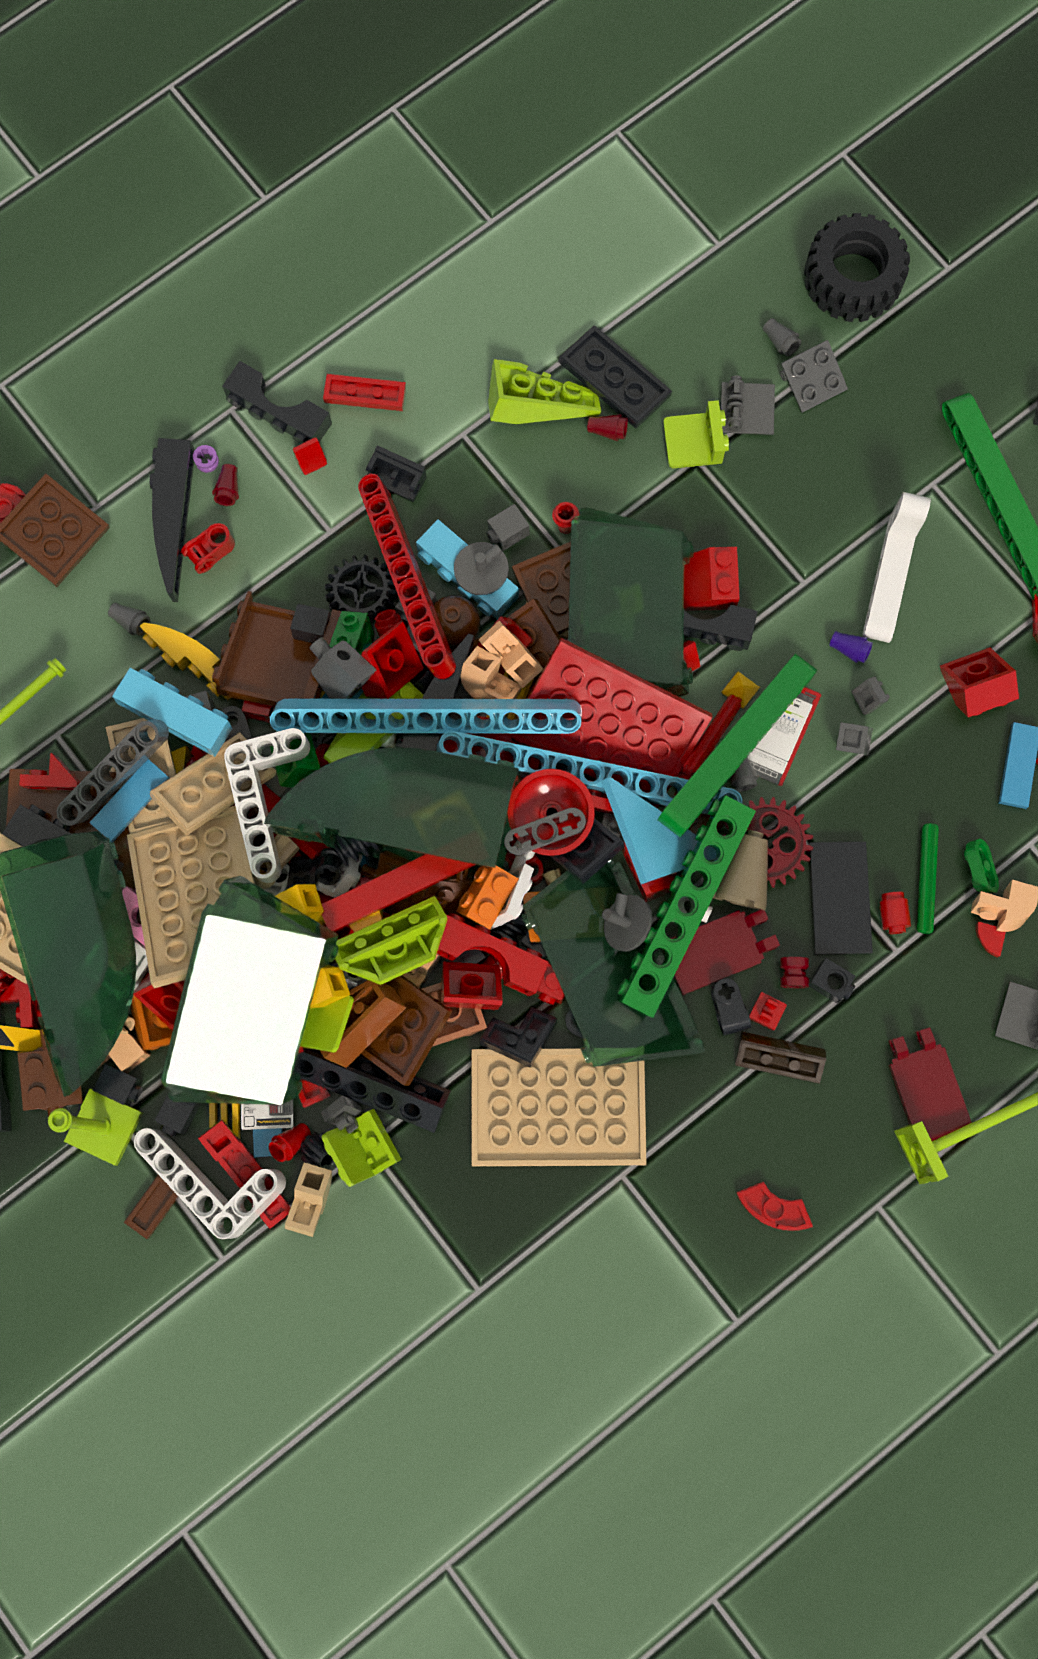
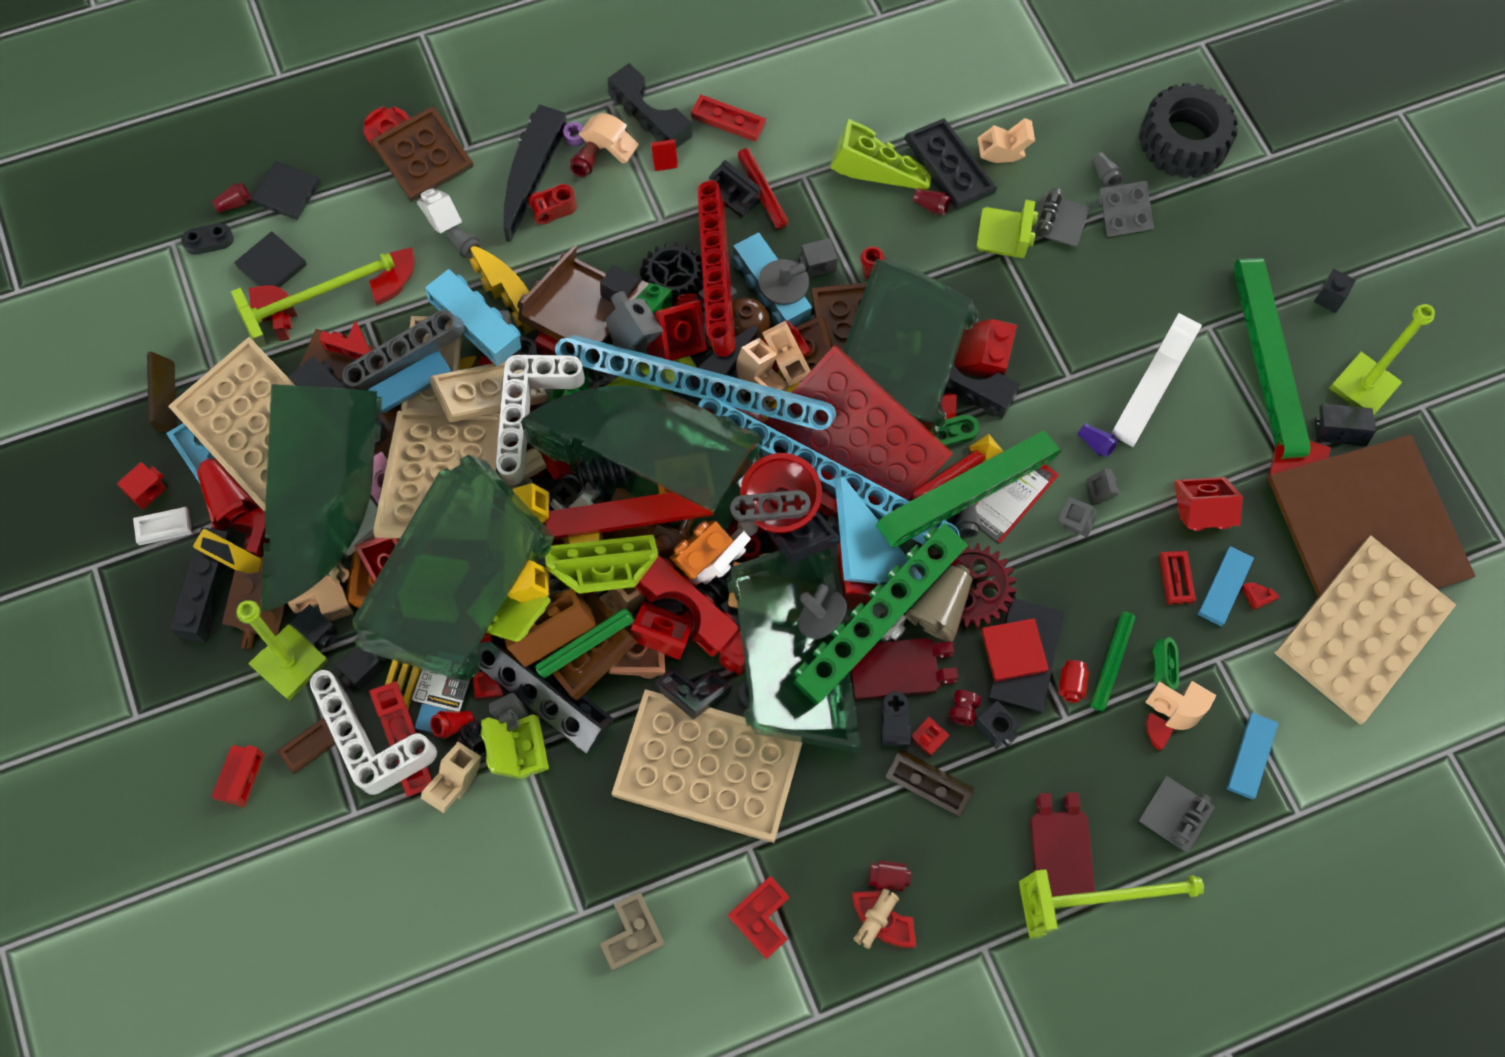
camera: 10 degrees right, 10 degrees down
(66, 690) = (390, 283): none -> red tile
(90, 590) = (438, 209): none -> white slope
(93, 1257) = (238, 775): none -> red panel
(244, 450) = (609, 133): none -> light nougat brick
(399, 1027) = (584, 643): none -> green axle
(420, 457) = (767, 196): none -> red axle
(543, 1299) = (640, 934): none -> dark tan plate
(648, 1247) = (753, 917): none -> red plate
(668, 339) = (1006, 146): none -> light nougat brick
(703, 682) = (953, 433): none -> green plate
(768, 1165) = (889, 876): none -> dark red brick
(768, 1213) = (876, 918): none -> tan pin
(827, 898) = (1014, 650): none -> red tile
(977, 792) = (1179, 598): none -> red tile

